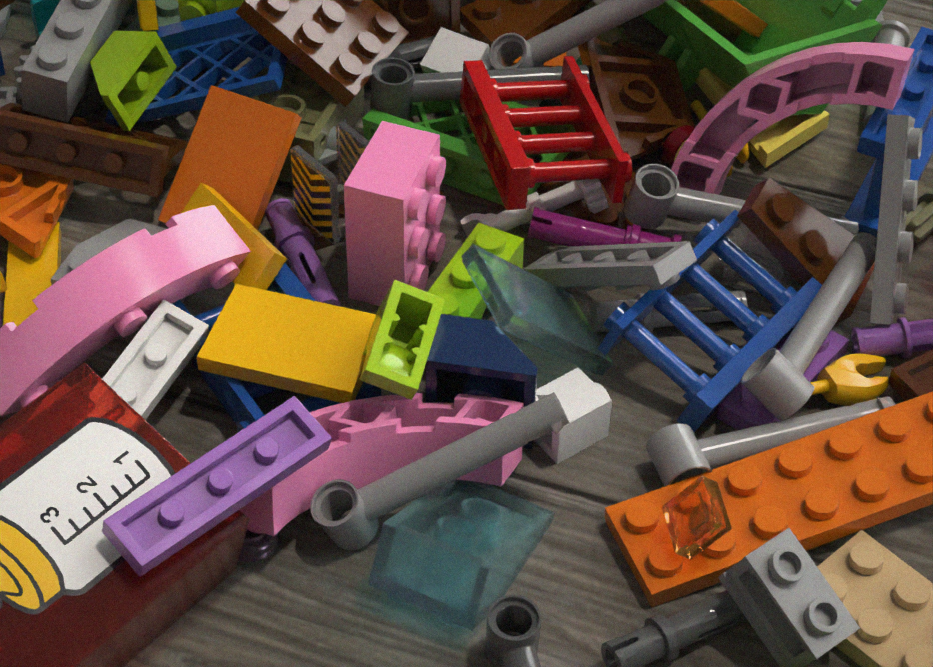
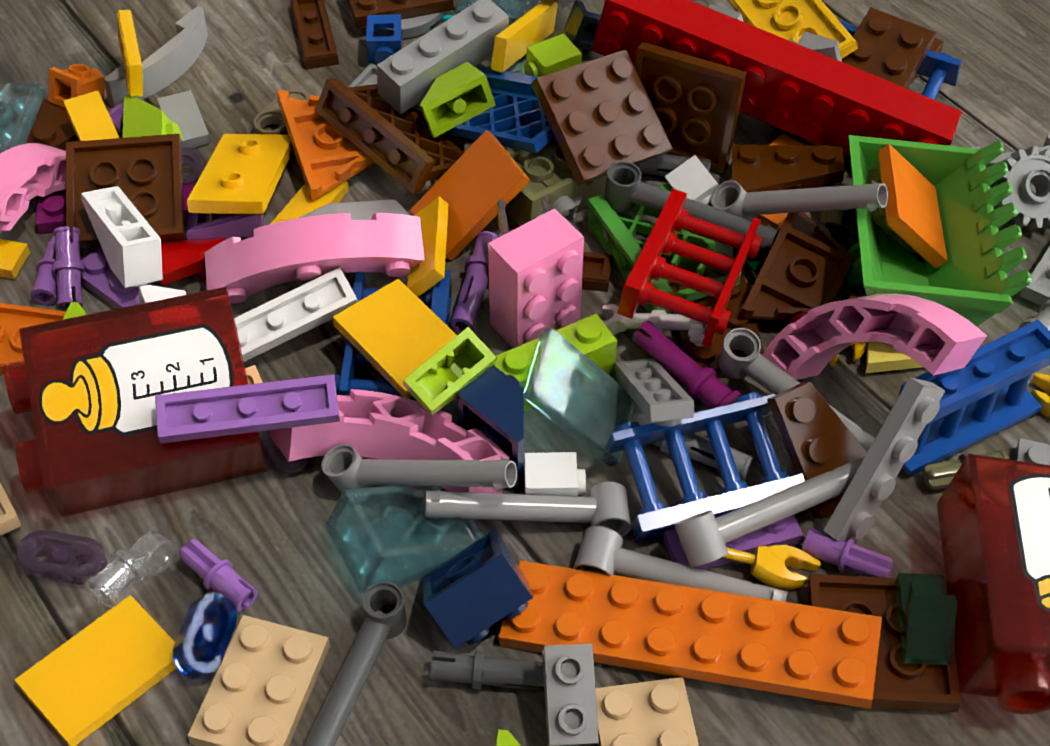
camera: 35 degrees right, 5 degrees up
(595, 553) = (475, 590): none -> dark blue slope
(637, 412) = (603, 507): none -> light grey piece
(696, 517) = (555, 601): clear orange plate -> none

